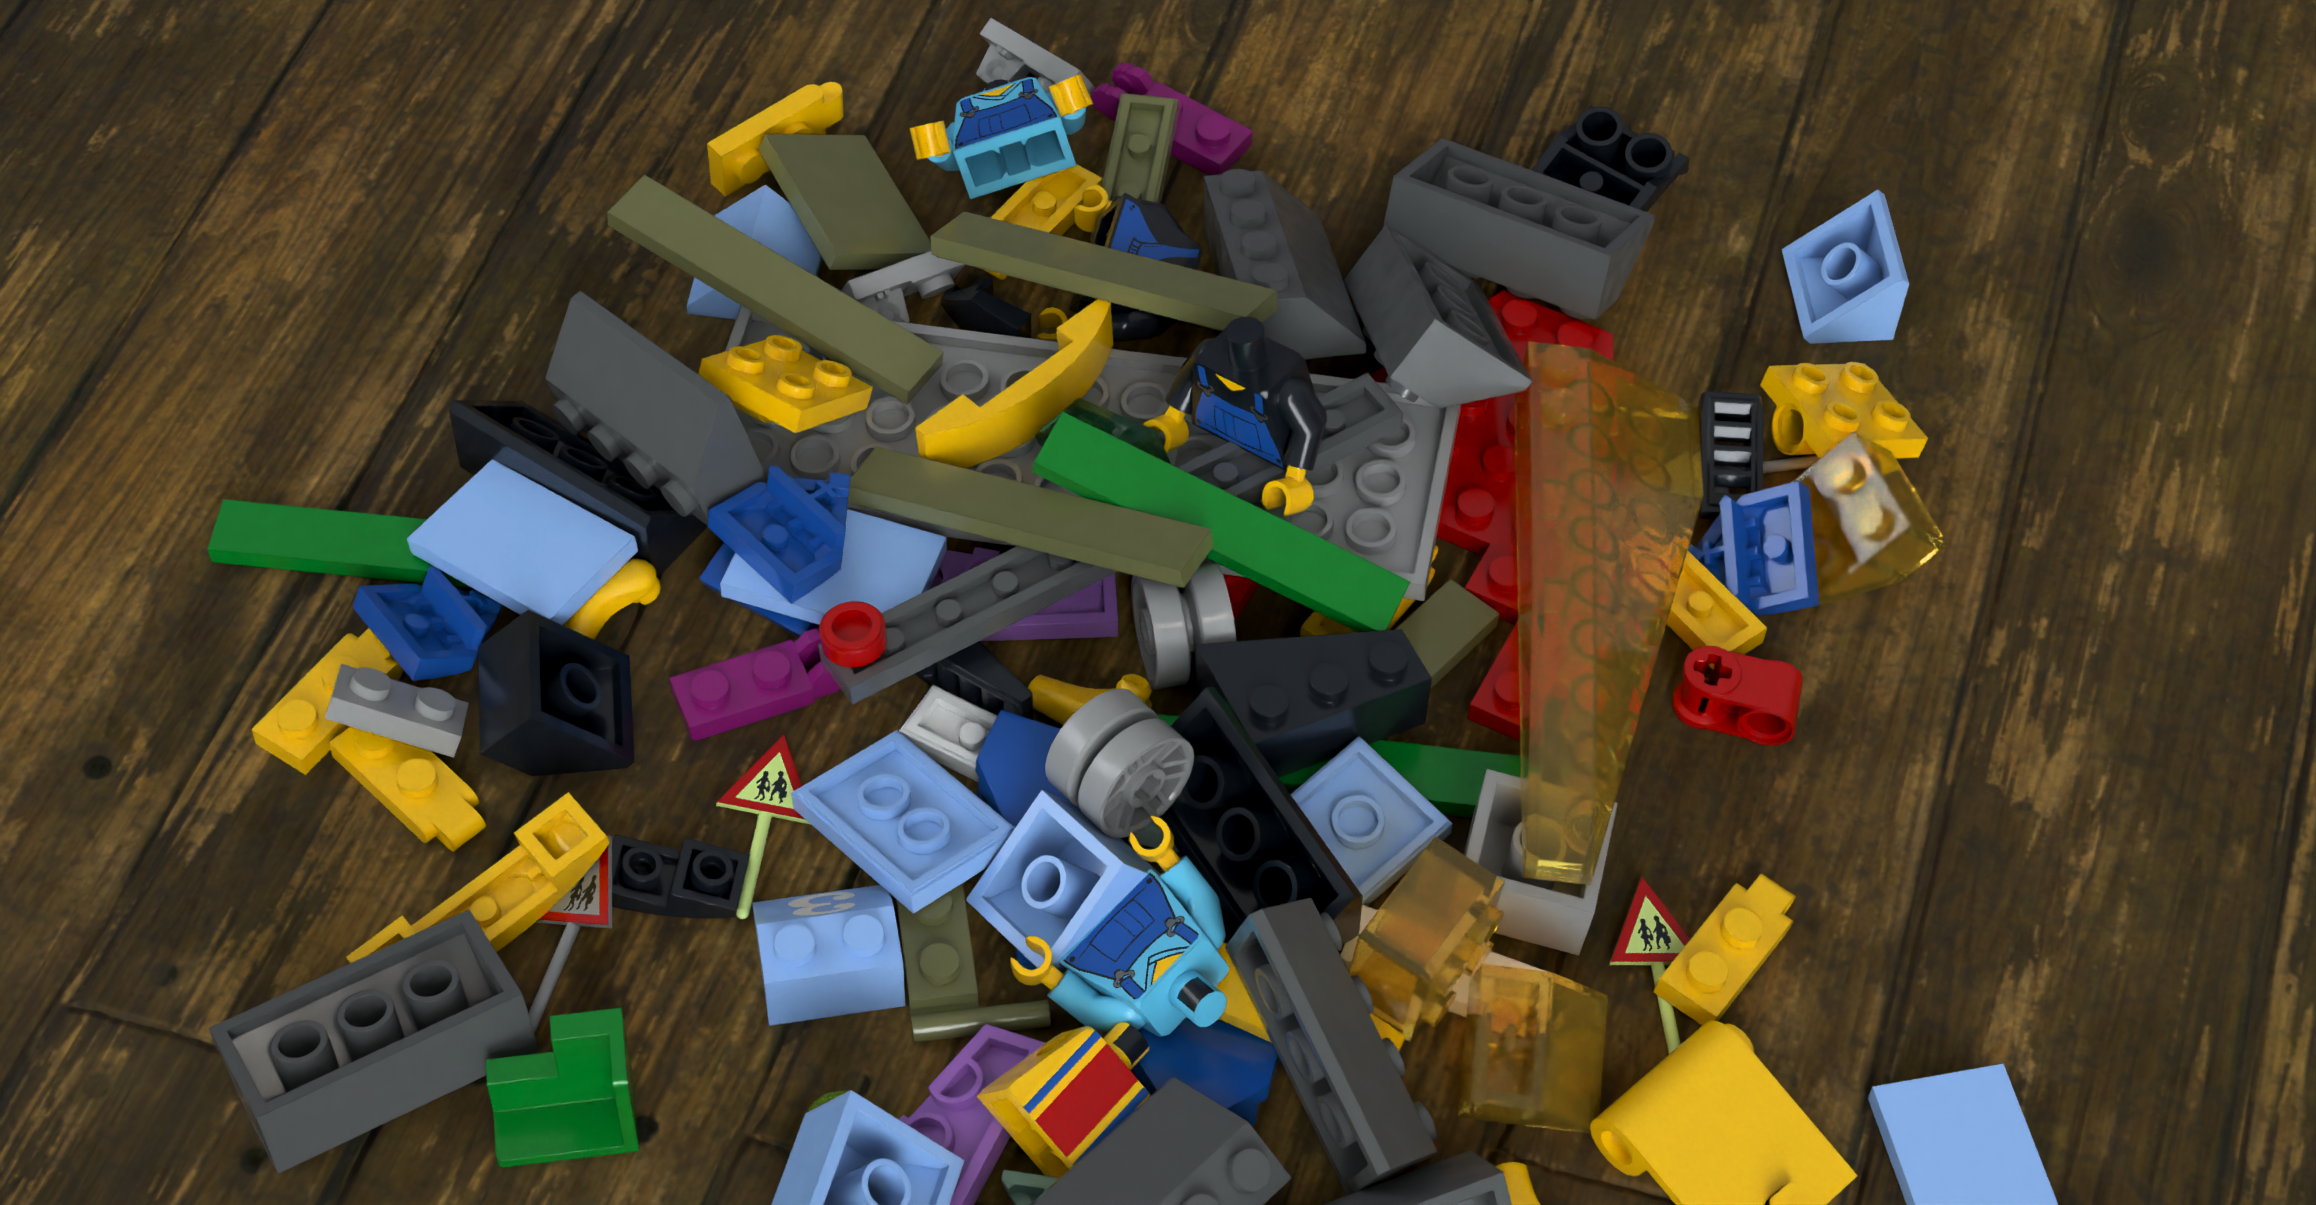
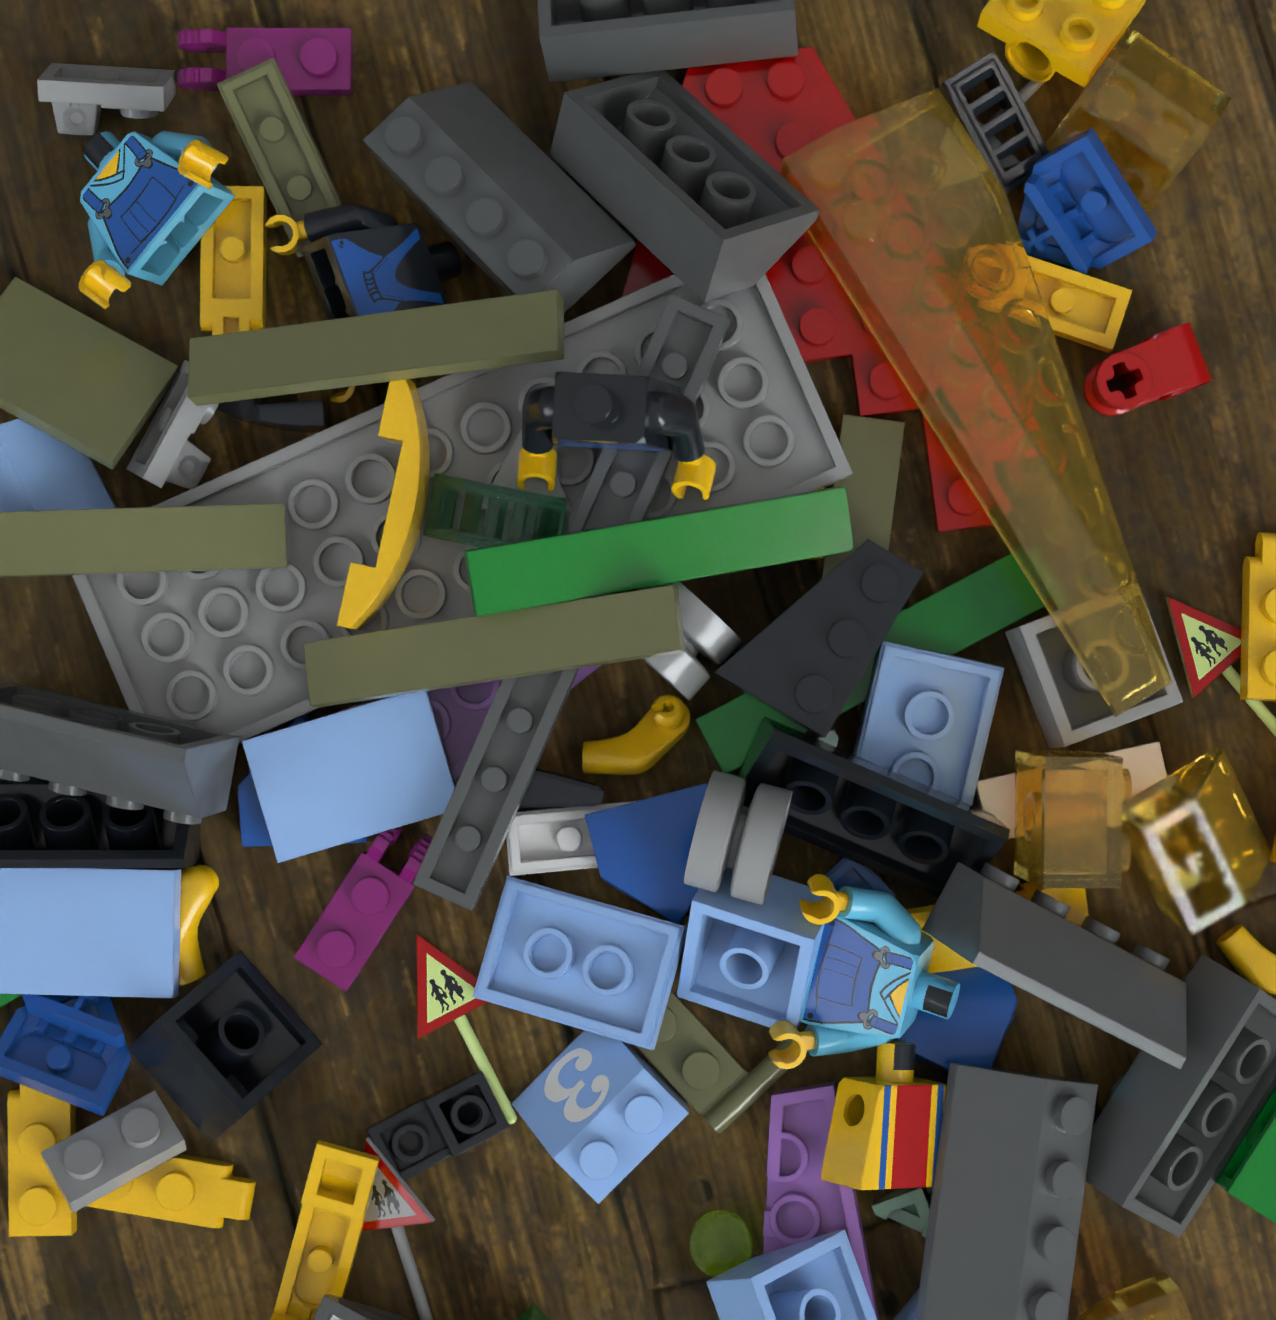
camera: 30 degrees left, 35 degrees up
(785, 384) = (182, 640): yellow plate -> none
(787, 529) = (297, 780): blue slope -> none
(853, 634) = (438, 862): red tile -> none

